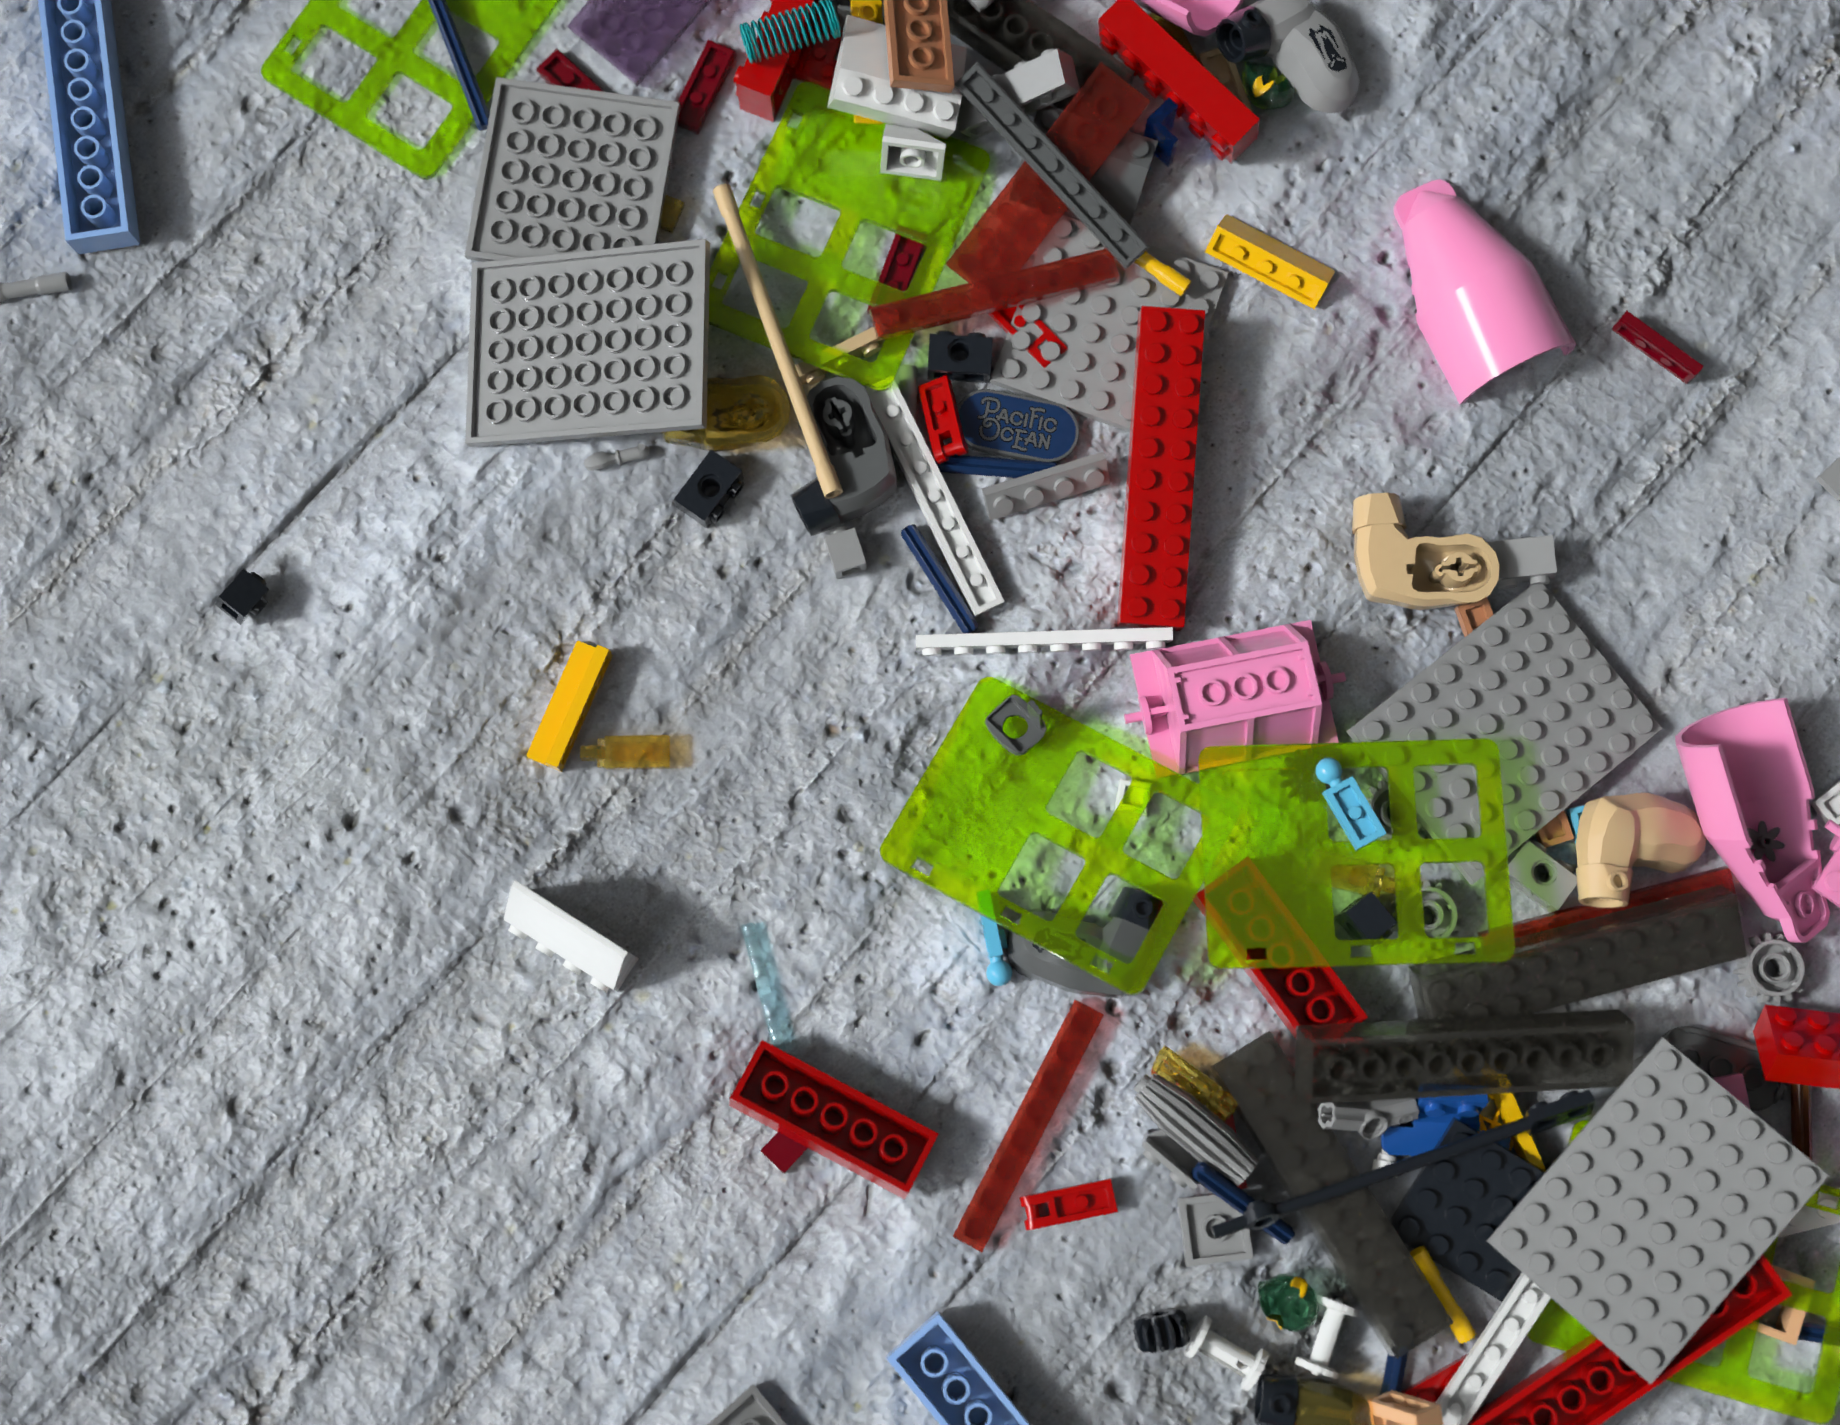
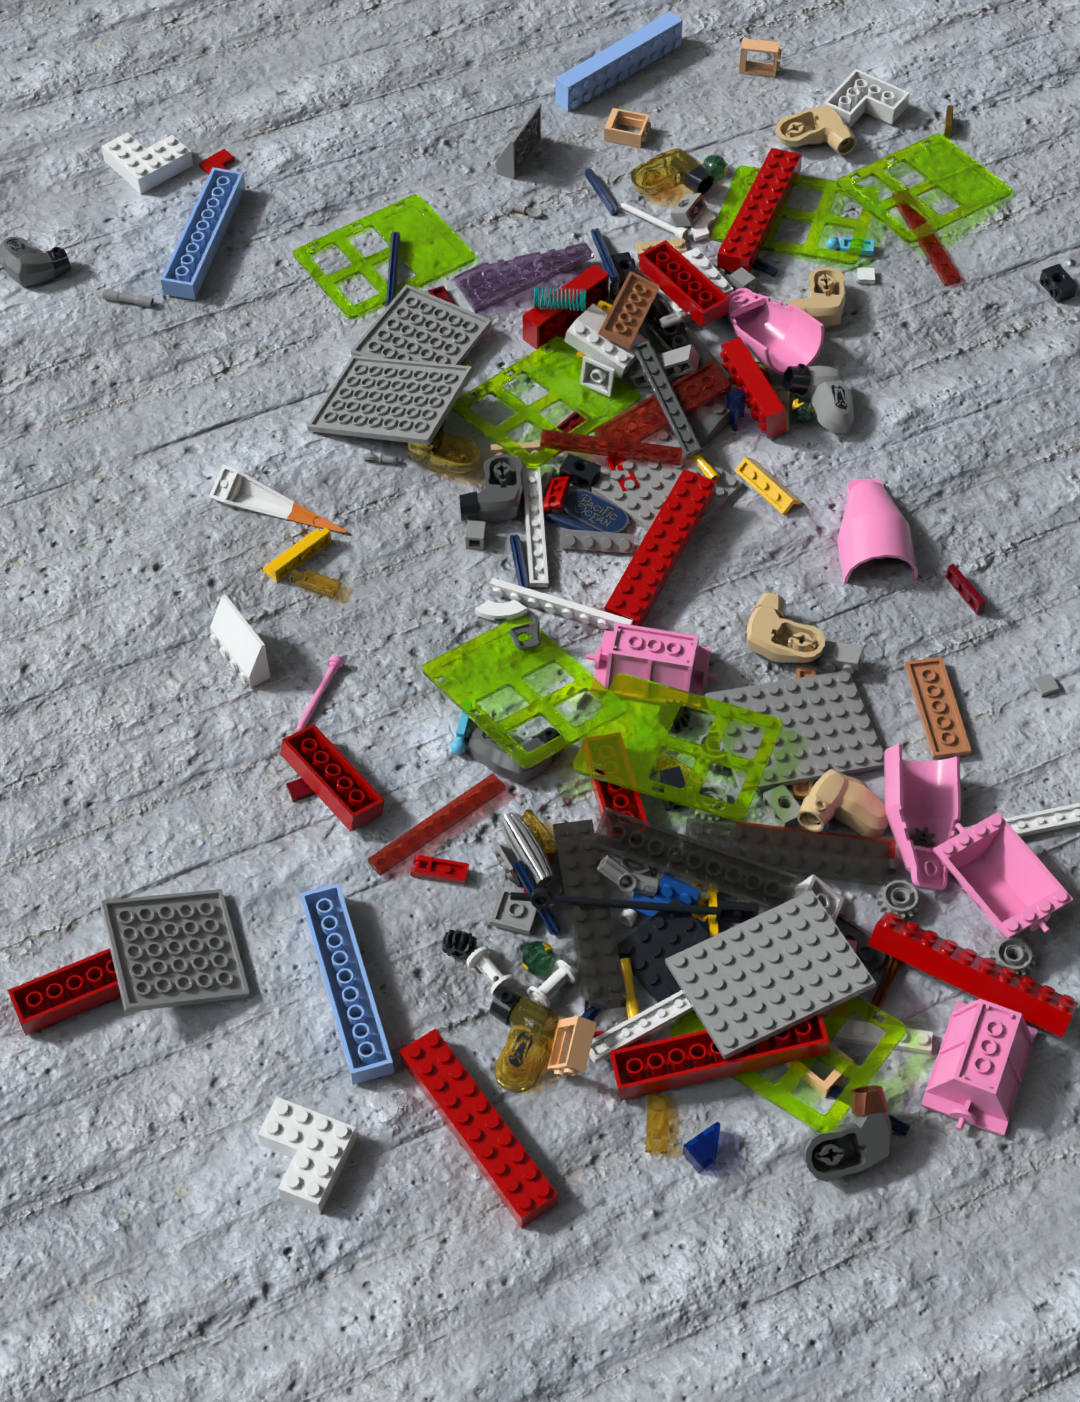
camera: 25 degrees right, 25 degrees down
(243, 596) = (159, 450): black brick -> none
(429, 622) = (246, 493): none -> white plate
(704, 85) = (506, 324): dark red tile -> none
(711, 471) = (419, 485): black brick -> none
(733, 897) = (335, 663): none -> bright pink piece
(763, 986) = (329, 706): clear light blue bar -> none
(824, 469) = (481, 486): tan piece -> none
(950, 685) = (507, 610): none -> white tile
(1349, 805) = (685, 718): medium azure plate -> none
(1661, 1018) = (827, 896): none -> white slope
(1696, 592) = (937, 708): none -> nougat plate

